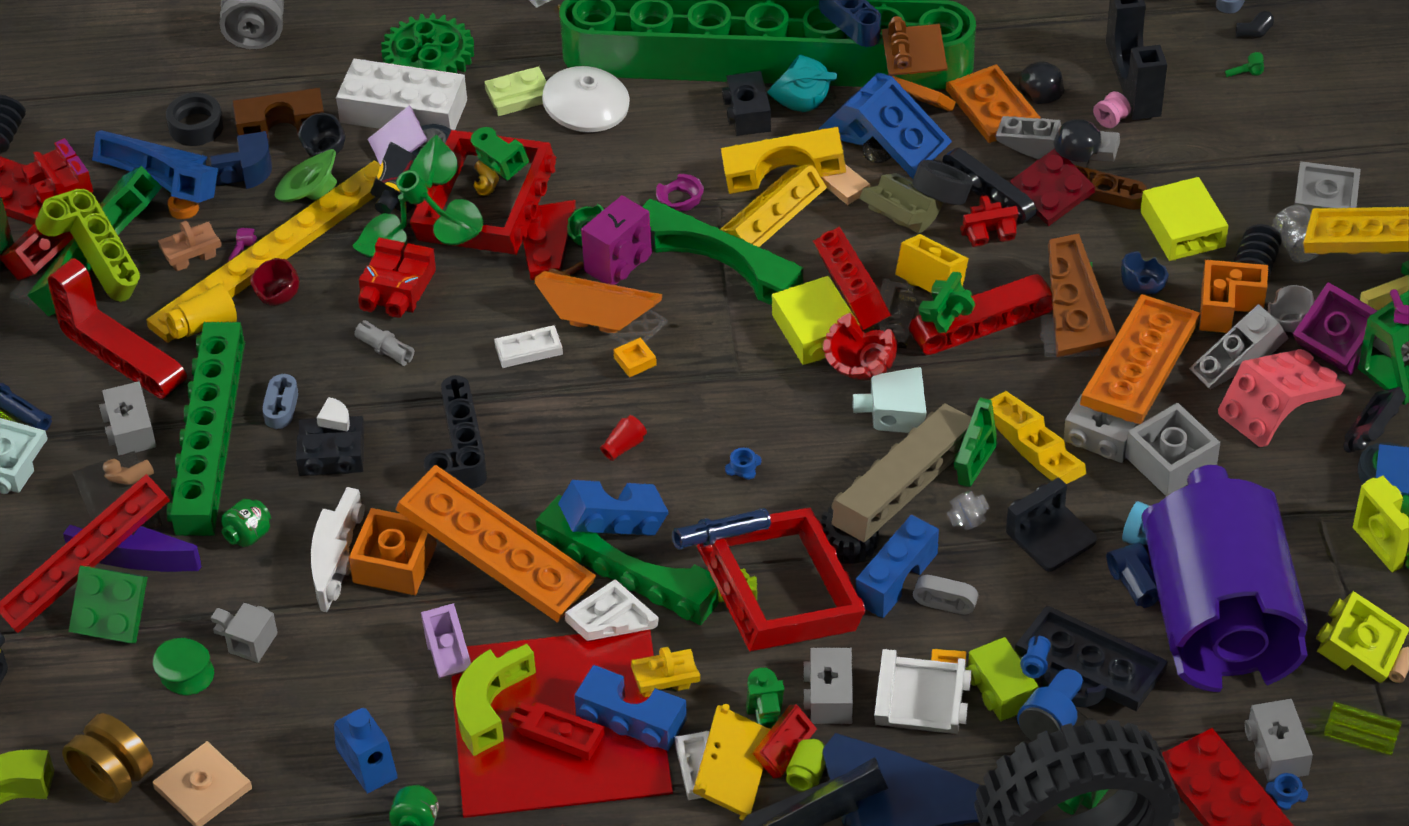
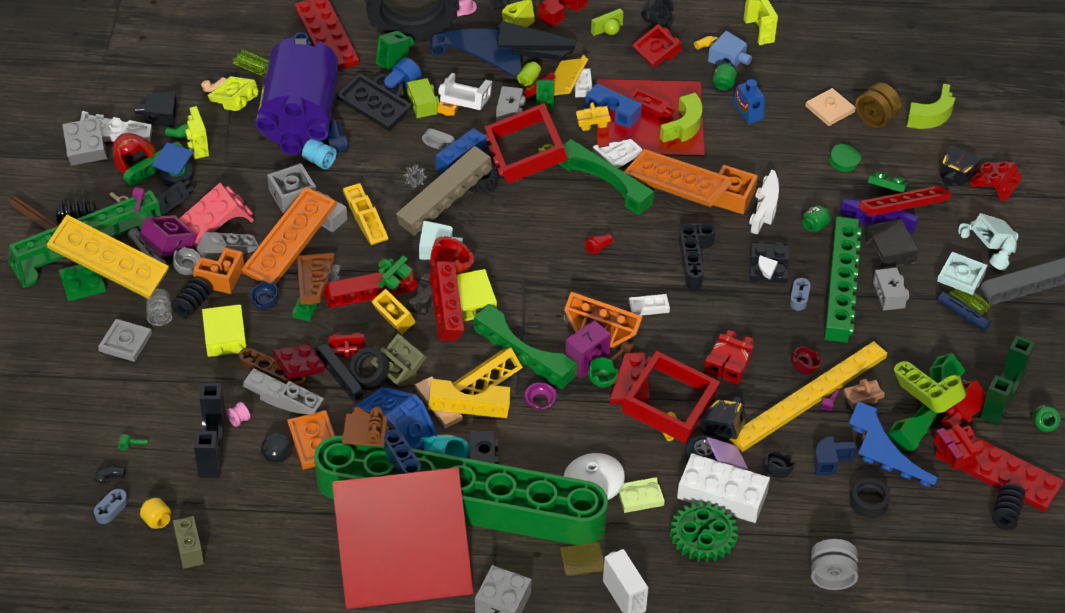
camera: 175 degrees left, 0 degrees up
(107, 338) = (920, 347): red beam -> none
(124, 475) = (885, 237): medium nougat arm -> none
(210, 306) = (851, 342): yellow plant -> none
(247, 632) = (811, 166): light grey brick -> none
(264, 112) = (794, 492): reddish brown arch -> none
(308, 179) = (789, 432): bright green hat -> none
(384, 342) = (737, 320): light grey pin -> none
(436, 166) = (708, 408): green plant -> none
(445, 640) = (707, 145): lavender slope -> none
(497, 154) = (660, 391): green leg -> none
(592, 510) = (597, 192): blue arch -> none
(634, 357) = (585, 288): light orange plate -> none
(709, 531) = (553, 141): dark blue pin -> none
(743, 463) = (532, 222): blue plate -> none
(977, 443) = (396, 205): green wing -> none
(1034, 661) = (406, 84): blue pin -> none
(1047, 527) = (373, 164): black bracket -> none
(1077, 140) = (274, 368): black hair -> none

